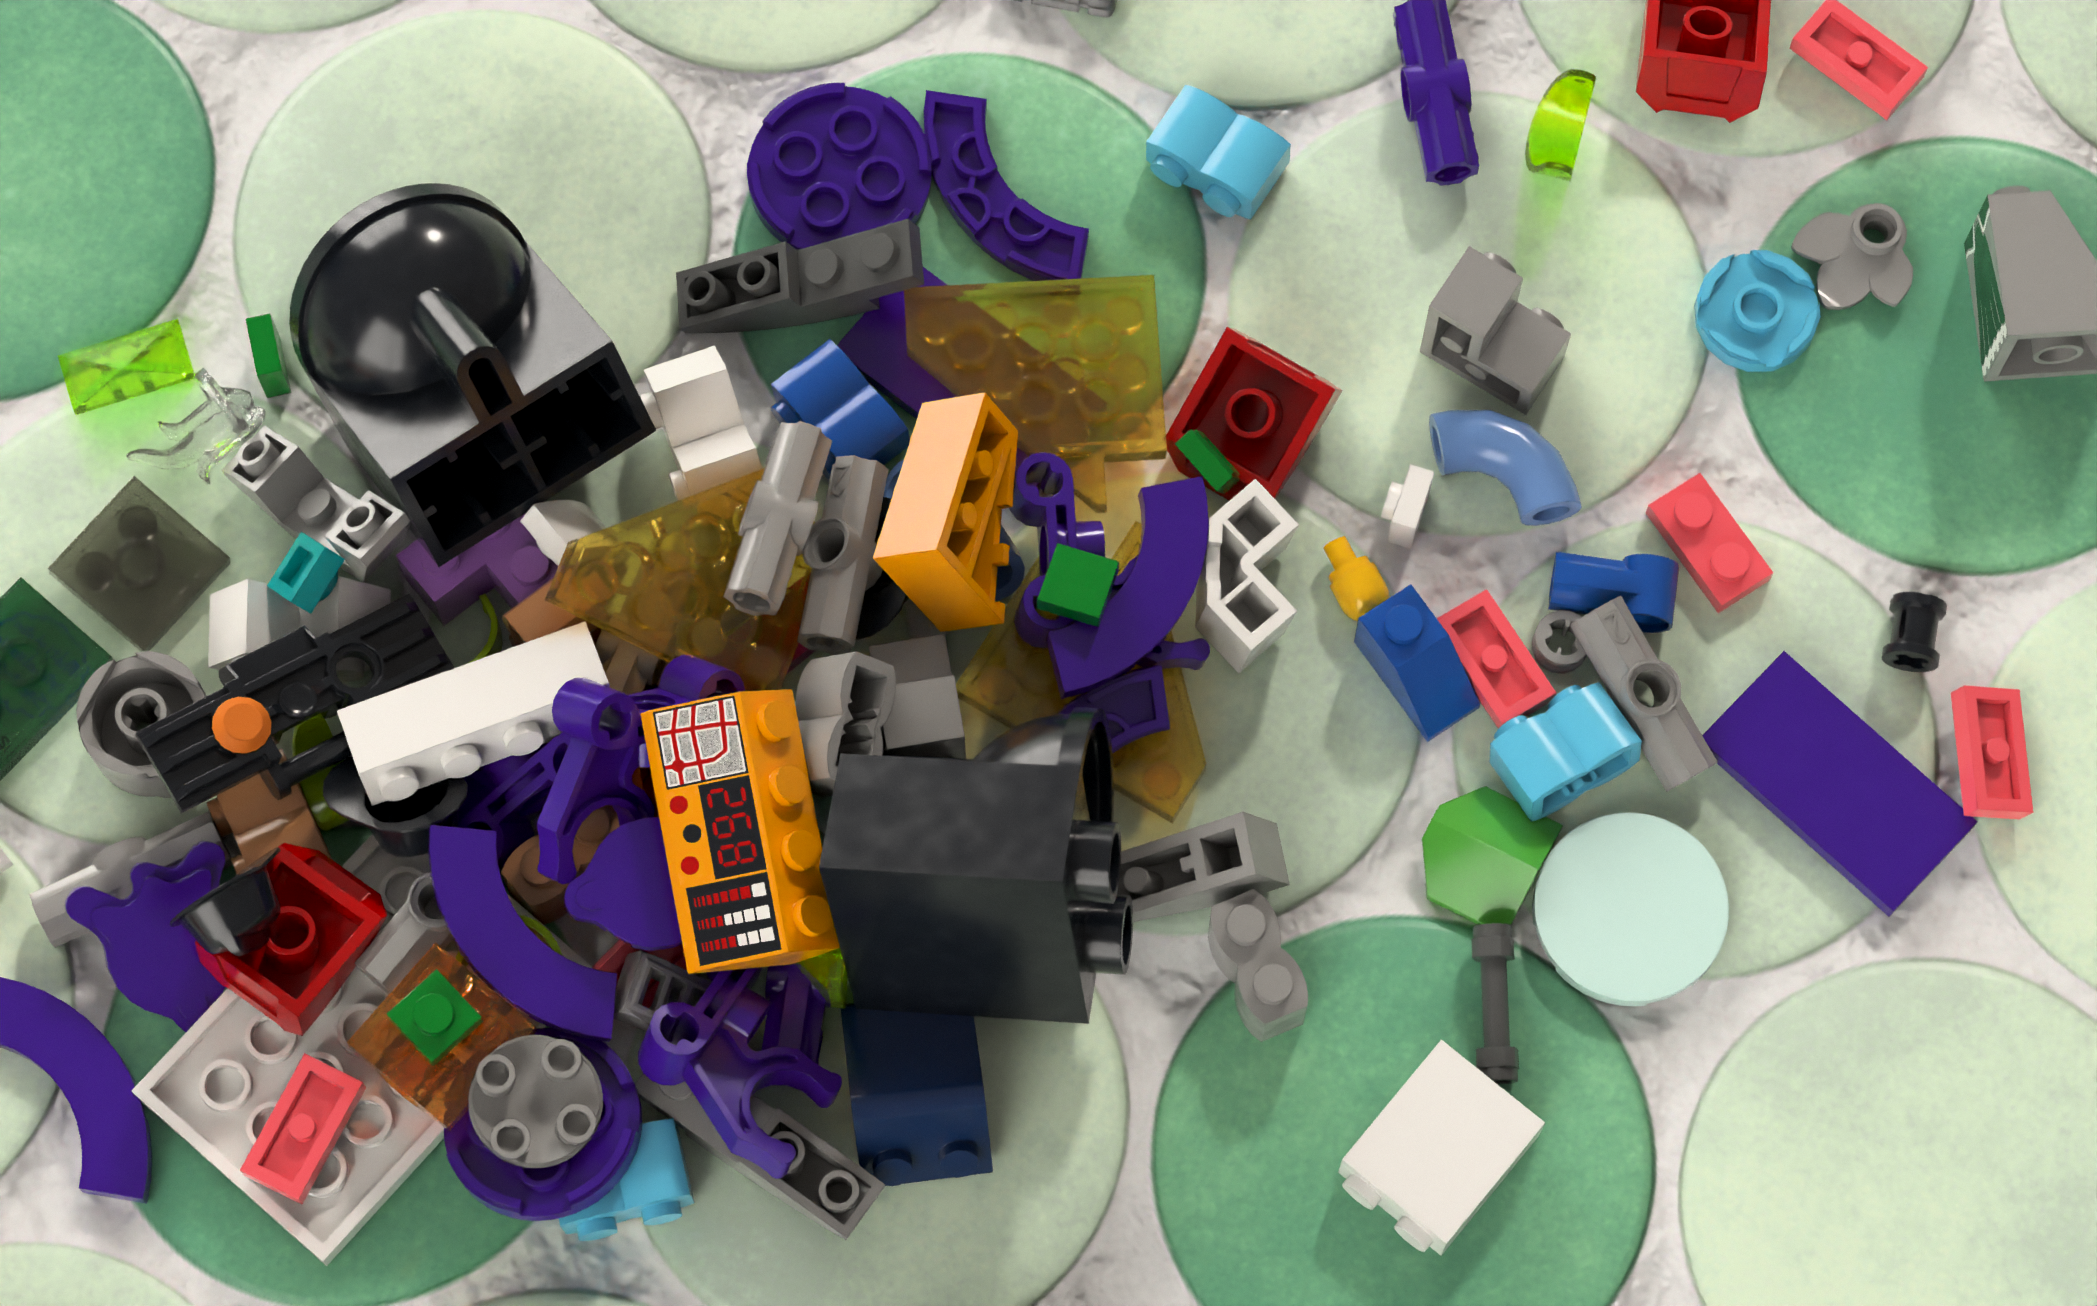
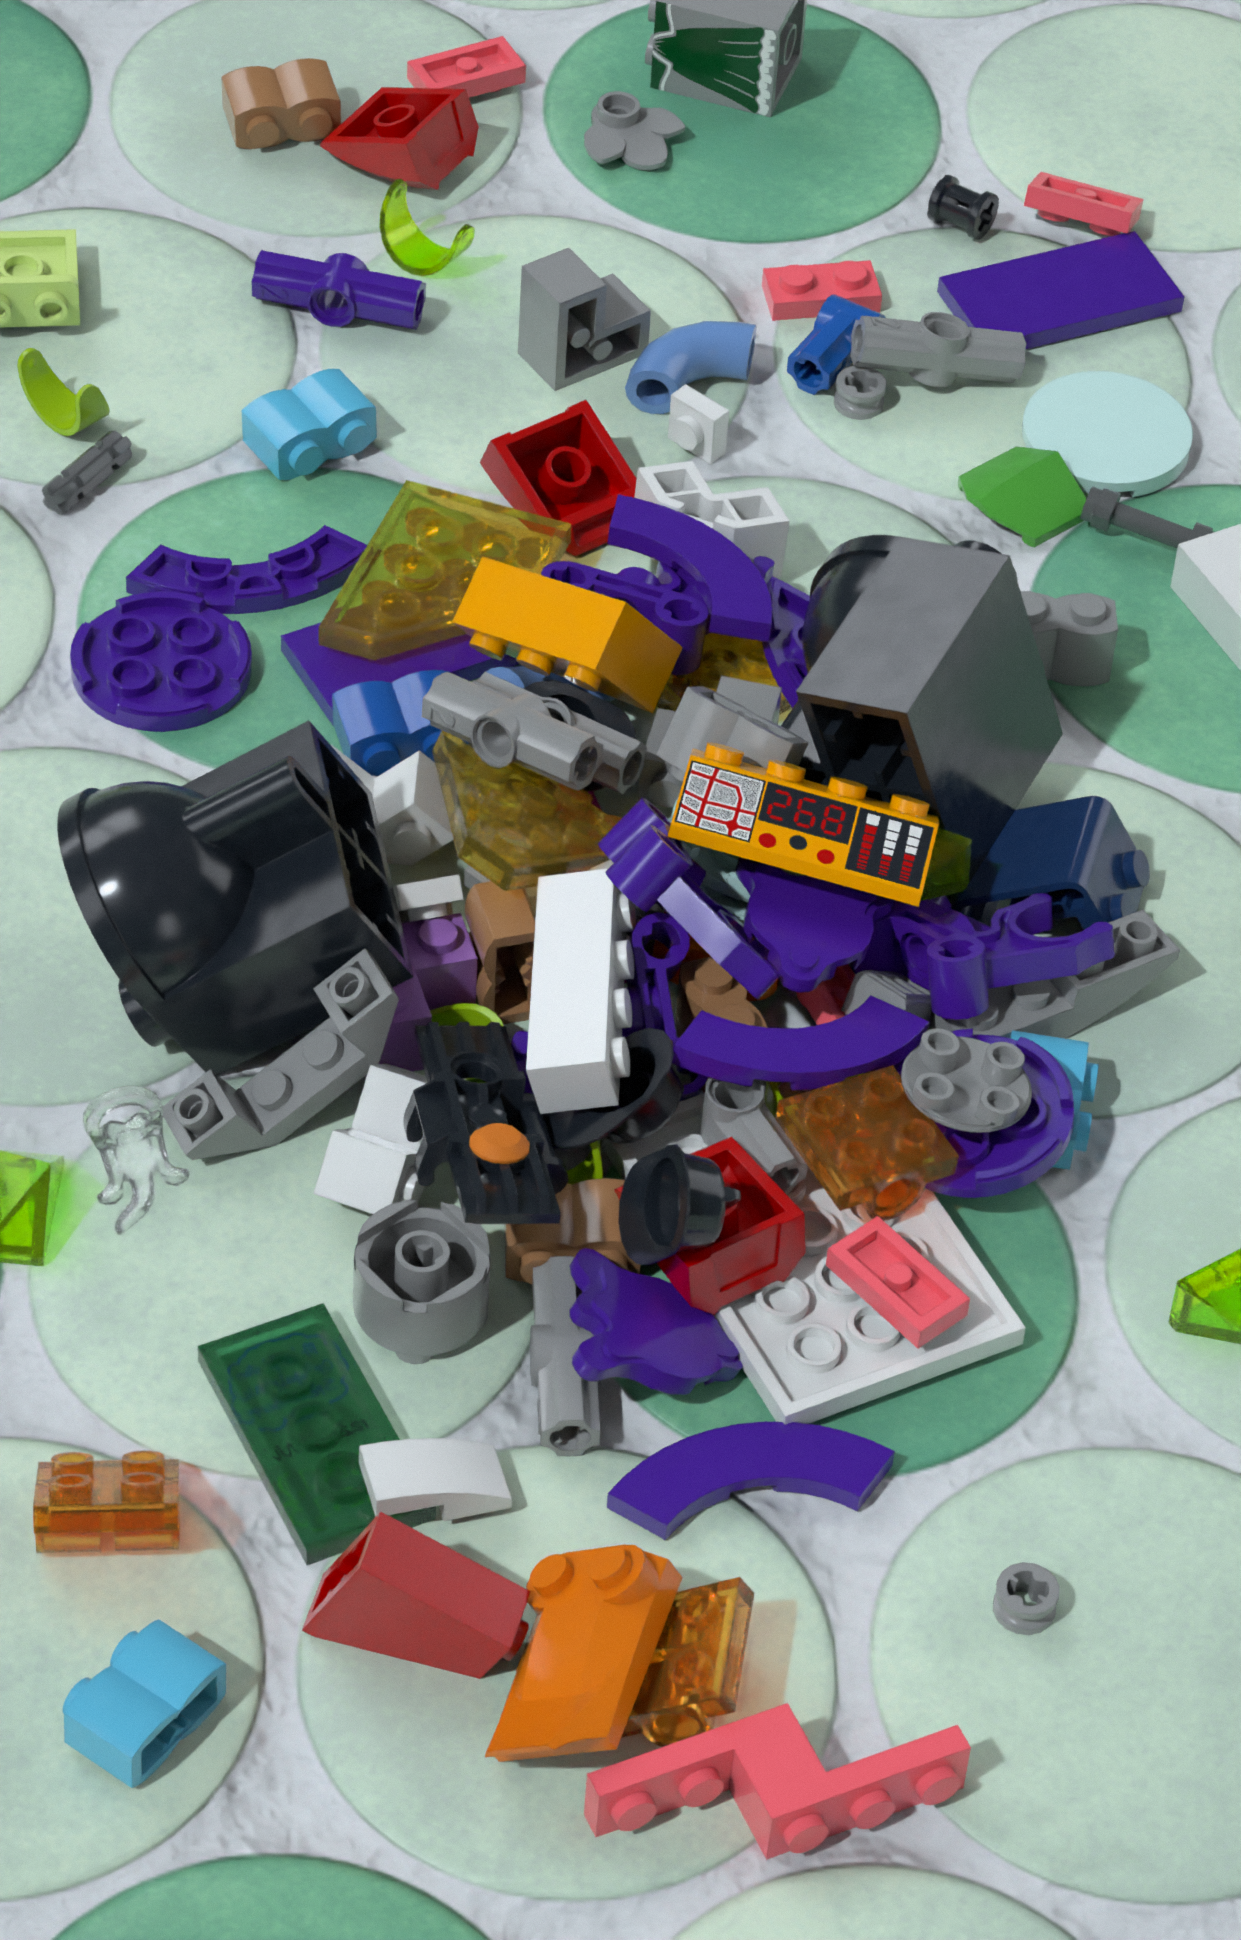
camera: 70 degrees left, 25 degrees down
(139, 565) = (242, 1252): clear smoke plate -> none
(268, 355) = (83, 1077): green tile -> none
(306, 573) = (353, 1083): teal plate -> none
(434, 1017) = (860, 1109): green plate -> none
(802, 286) = (270, 677): dark grey slope -> none
(1077, 585) = (681, 580): green tile -> none
(1208, 460) = (595, 497): green tile -> none
(1355, 580) = (743, 475): yellow cylinder -> none
(1416, 662) = (830, 466): blue slope -> none
(1496, 660) = (857, 428): coral plate -> none
(1564, 750) = (959, 412): medium azure brick -> none
(1757, 311) = (640, 201): medium azure tile -> none

